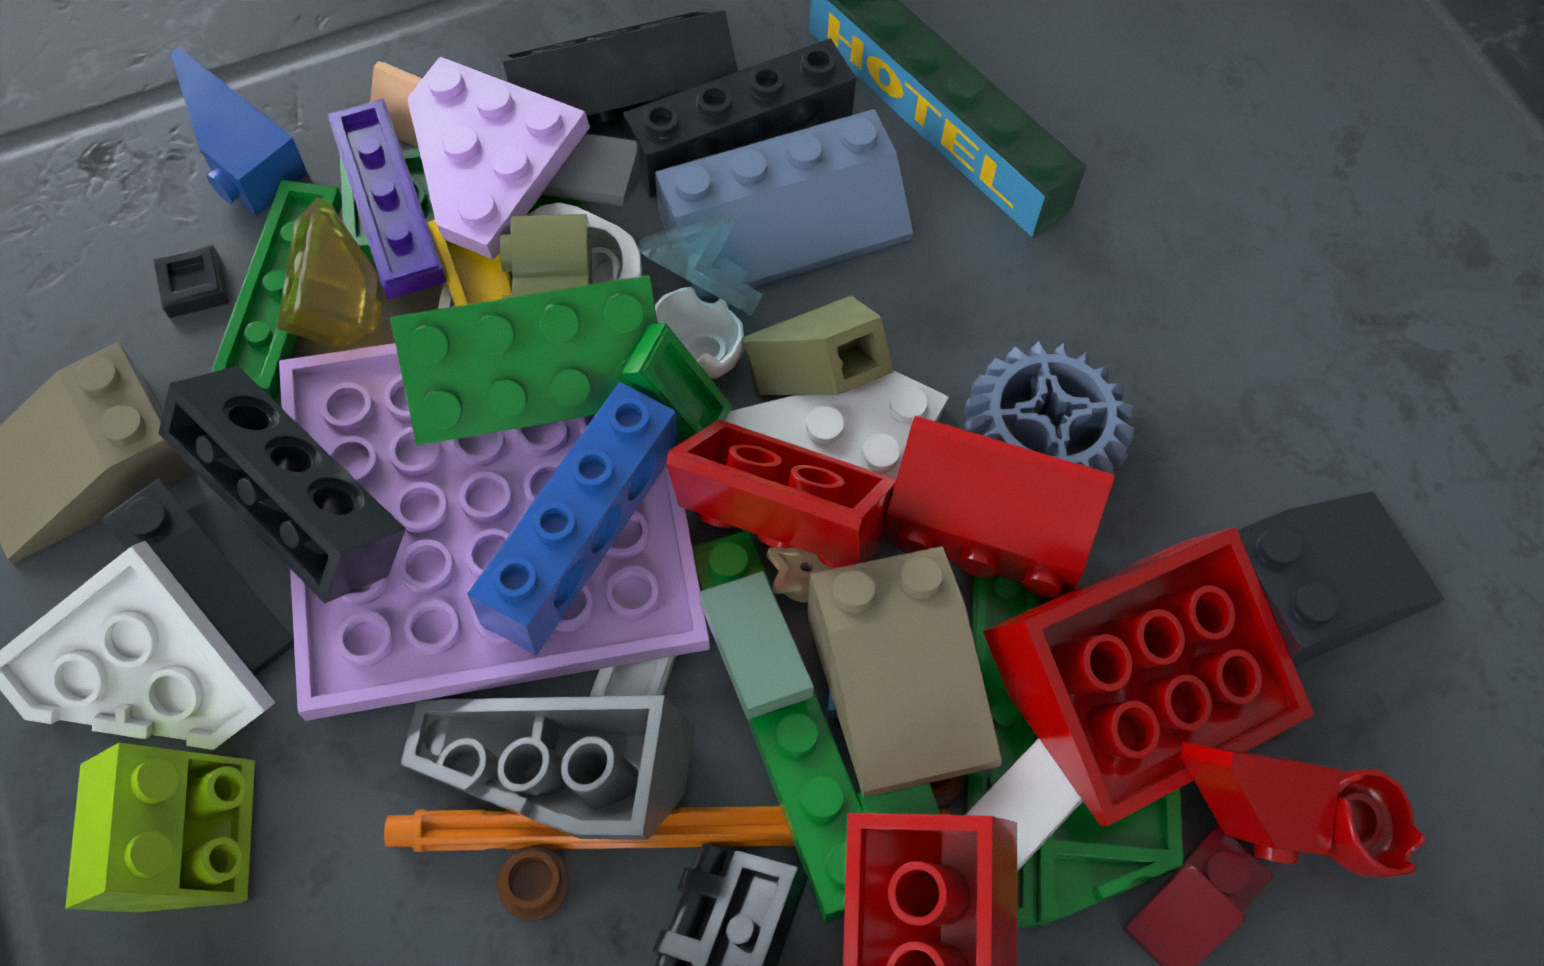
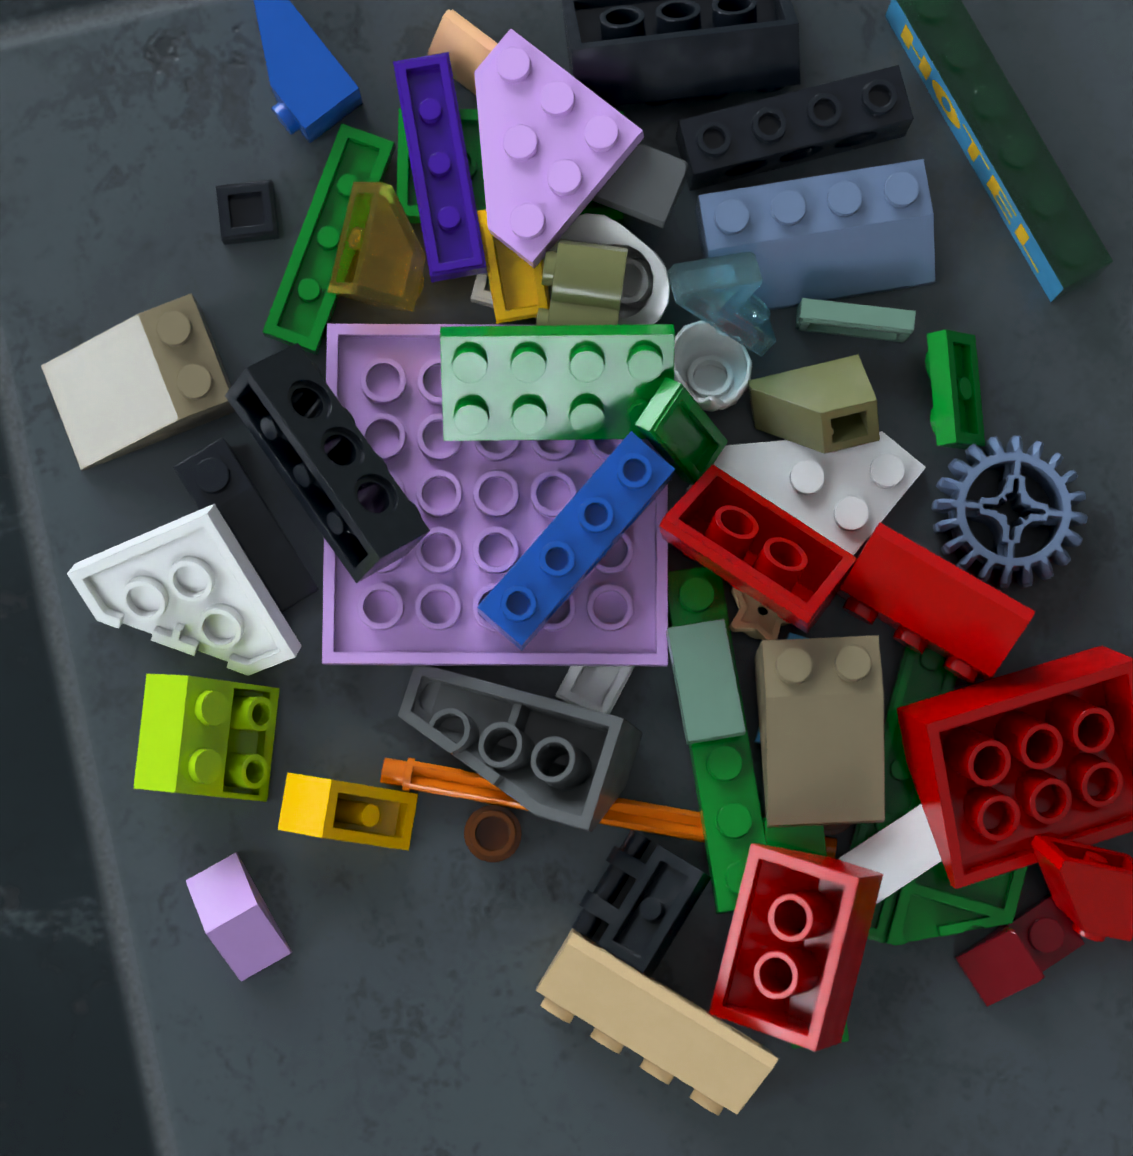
camera: 10 degrees right, 20 degrees up
(345, 887) = (347, 811): none -> yellow slope
(840, 271) = (855, 320): none -> sand green tile
(953, 304) = (955, 389): none -> green plate

